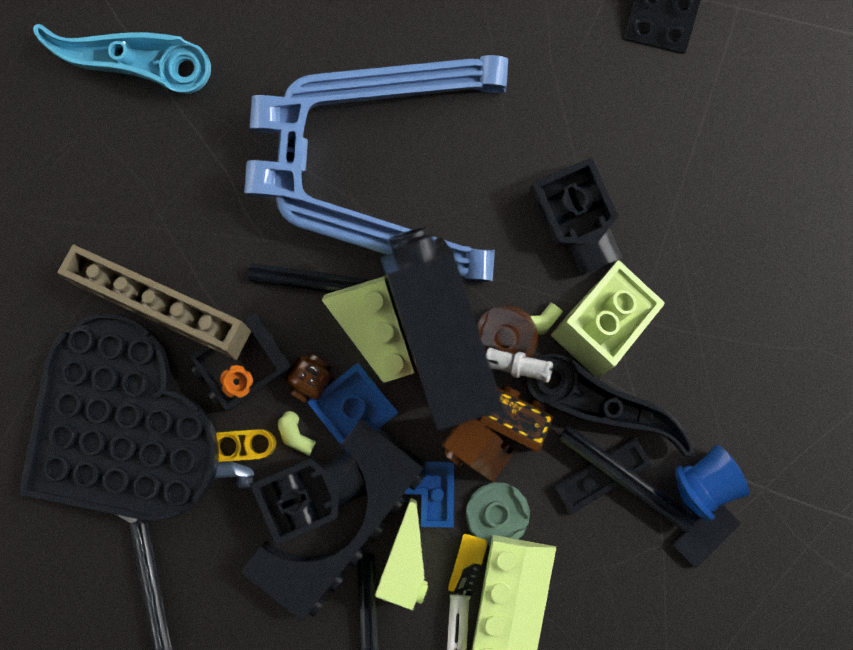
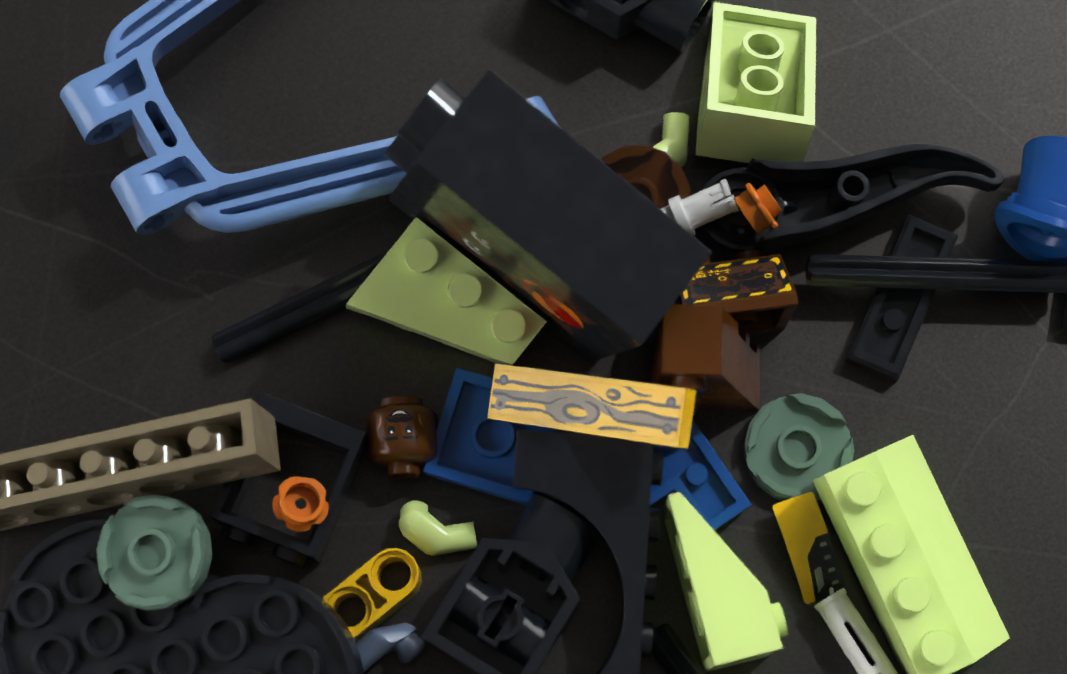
camera: 30 degrees left, 10 degrees down
(151, 358) = (154, 552): none -> sand green tile
(404, 433) = (592, 405): none -> yellow tile
(558, 387) = (758, 207): none -> orange plate

